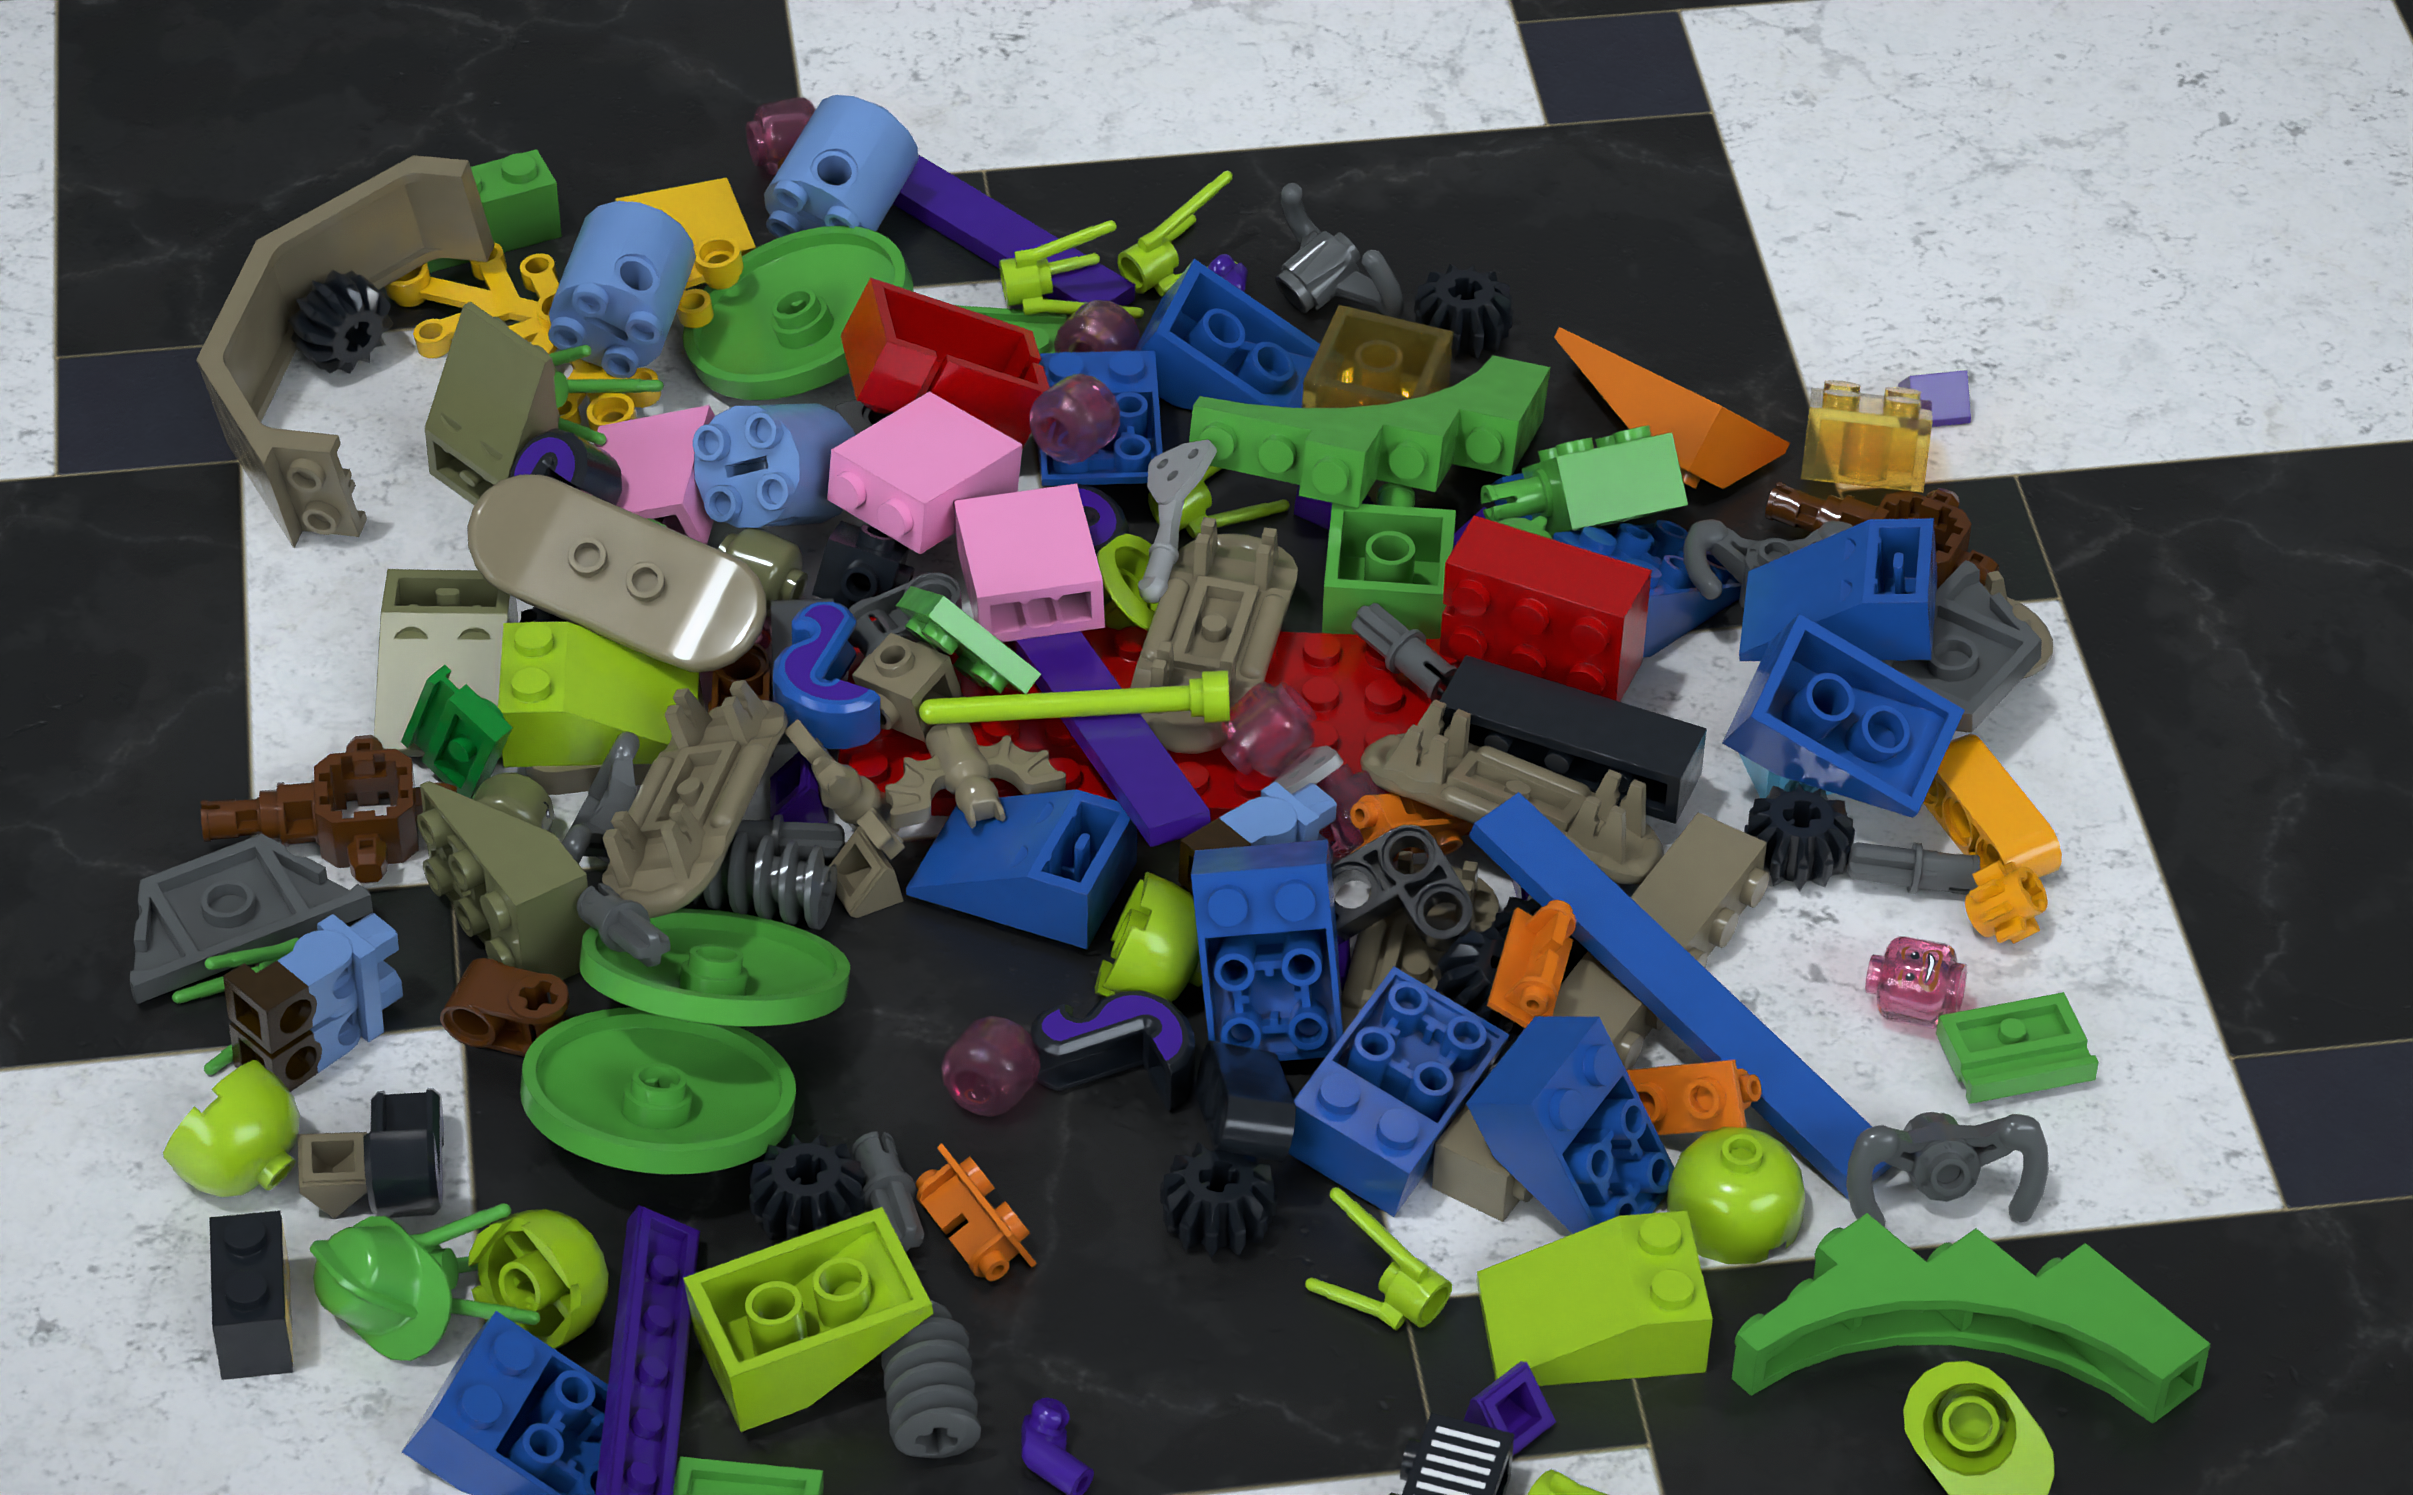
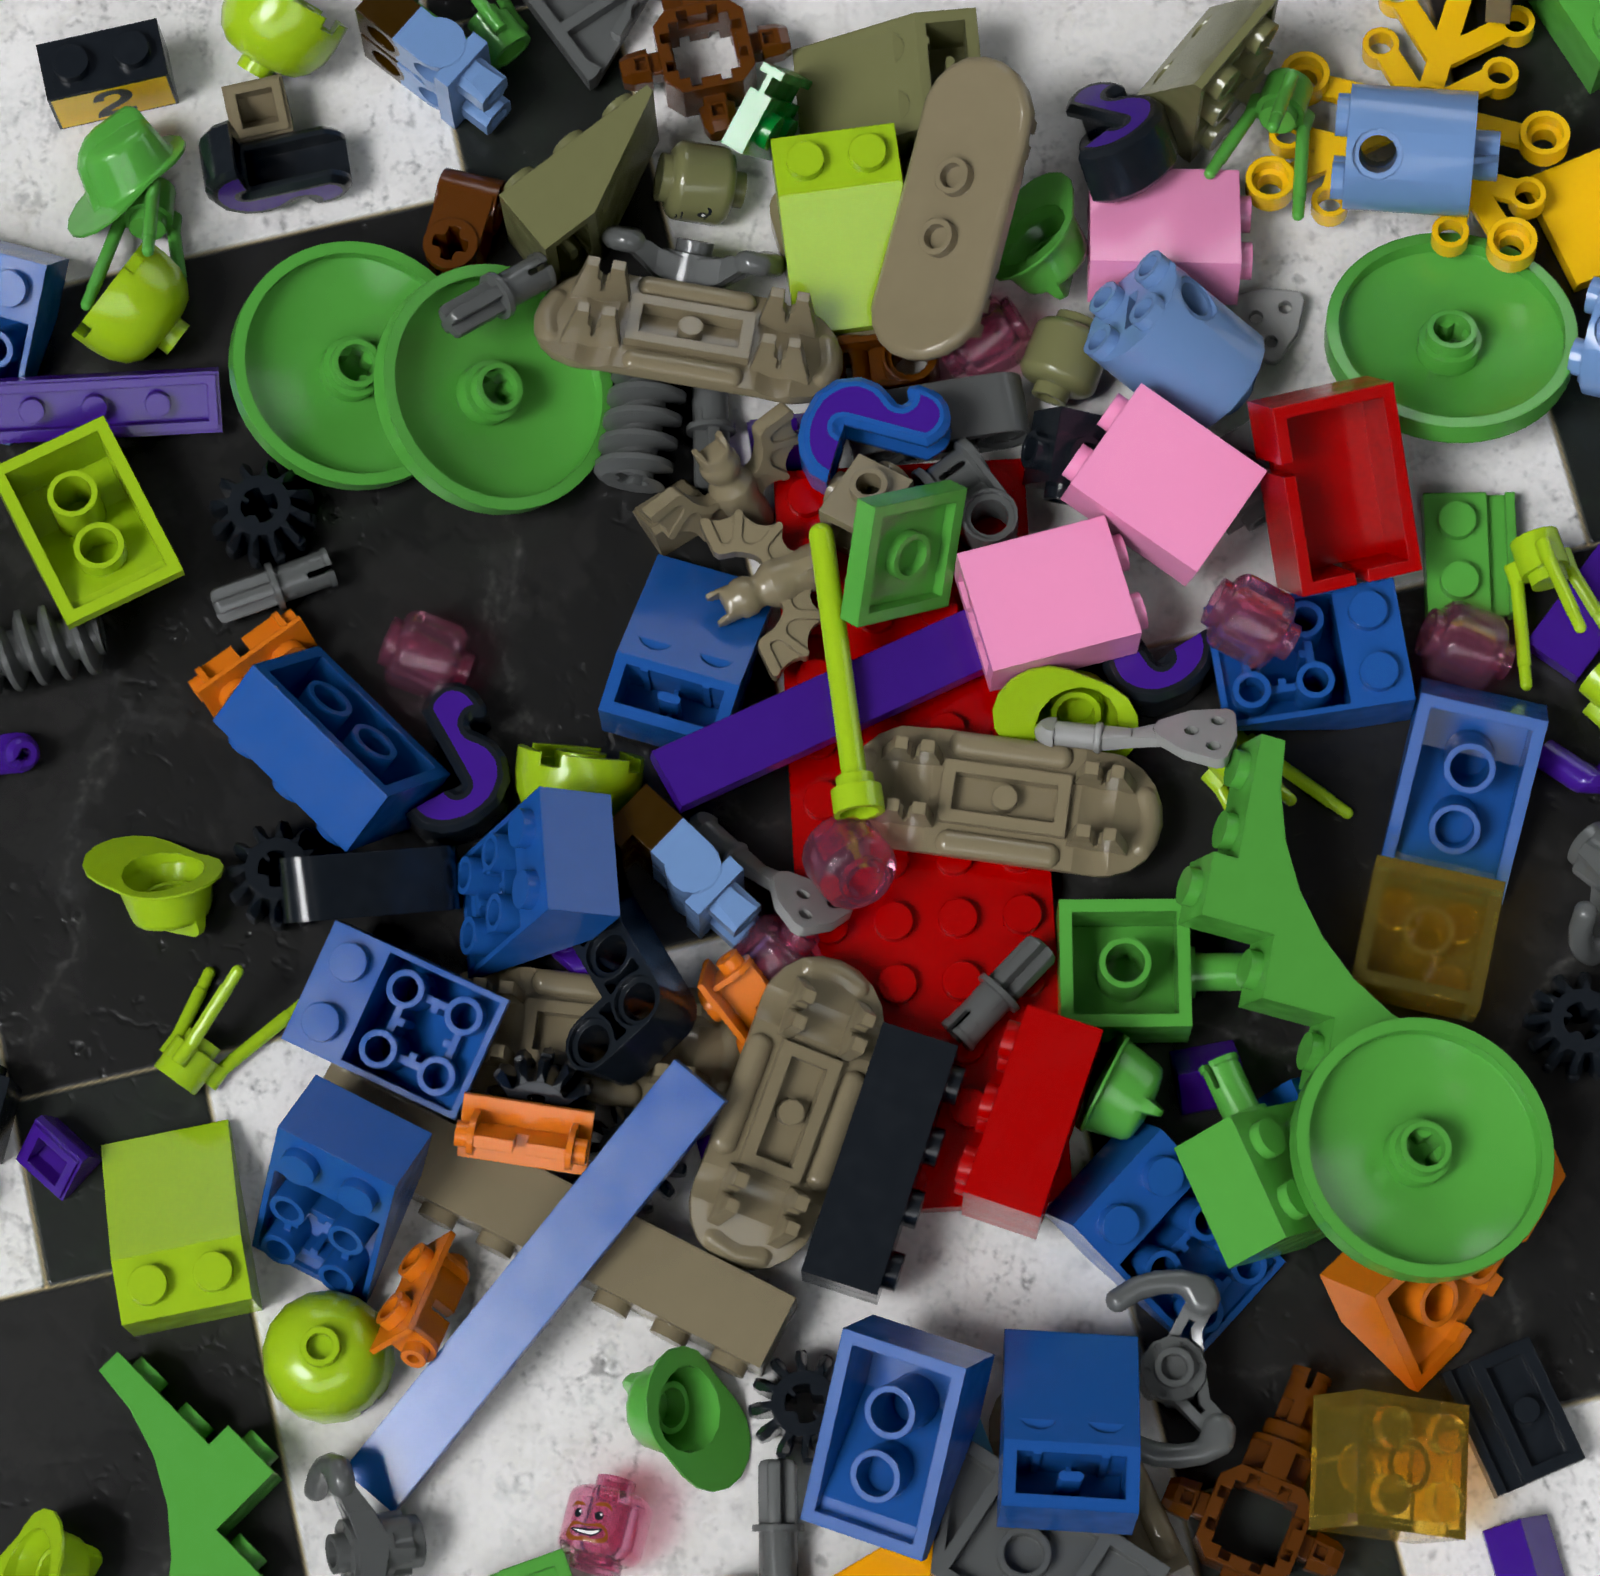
camera: 90 degrees right, 30 degrees up
(1097, 1120) = (329, 747): none -> blue brick
(1218, 1294) = (157, 880): none -> lime piece
(1589, 361) = (1421, 1150): none -> bright green dish
(1784, 383) = (1513, 1417): none -> black plate
(1801, 926) = (689, 1418): none -> bright green piece

